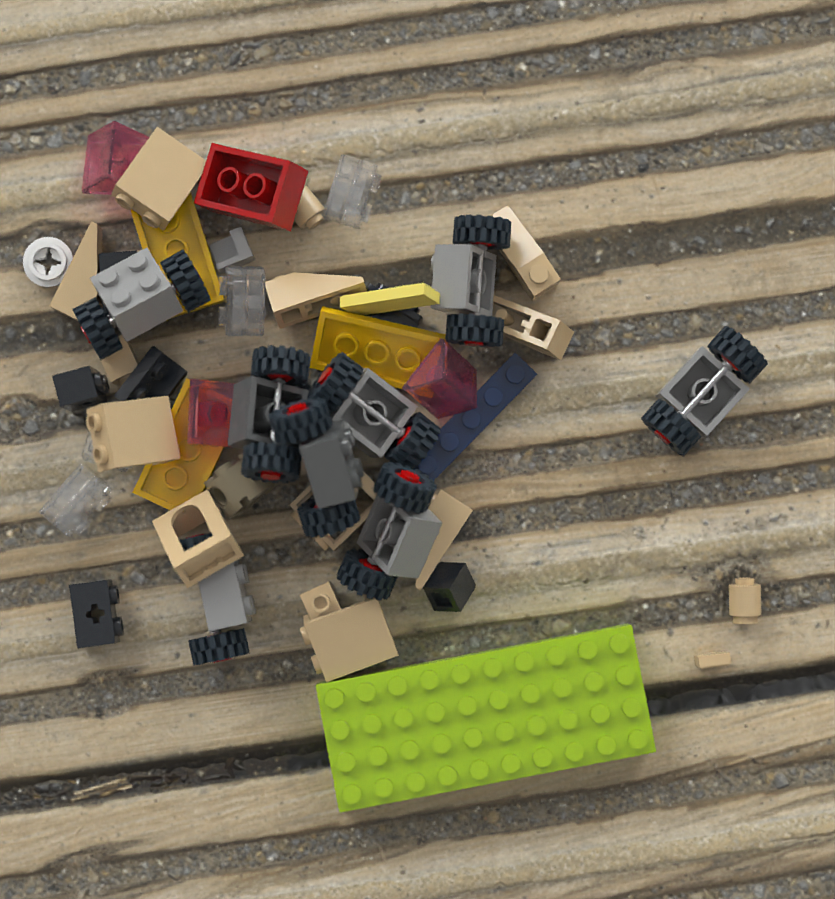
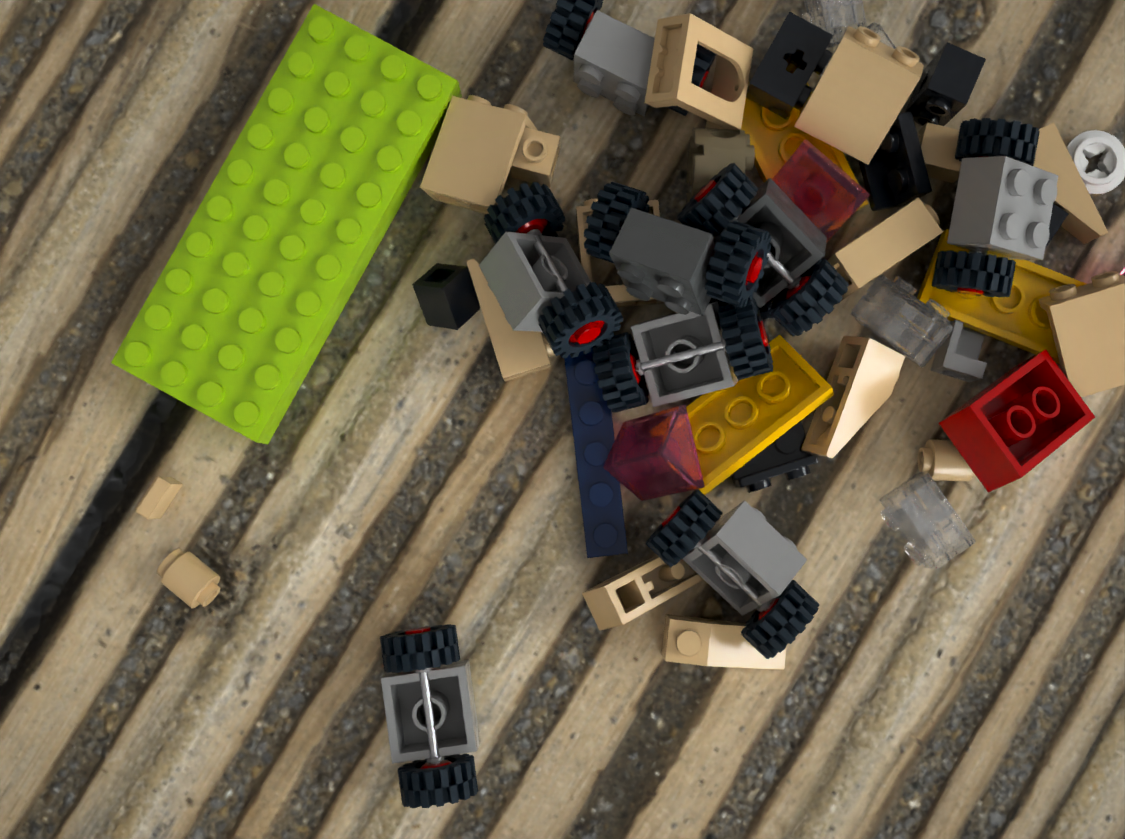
camera: 130 degrees right, 0 degrees up
(126, 500) = (798, 44): none -> black brick
(211, 347) = (886, 244): none -> tan window
(390, 299) = (786, 467): light yellow tile -> none

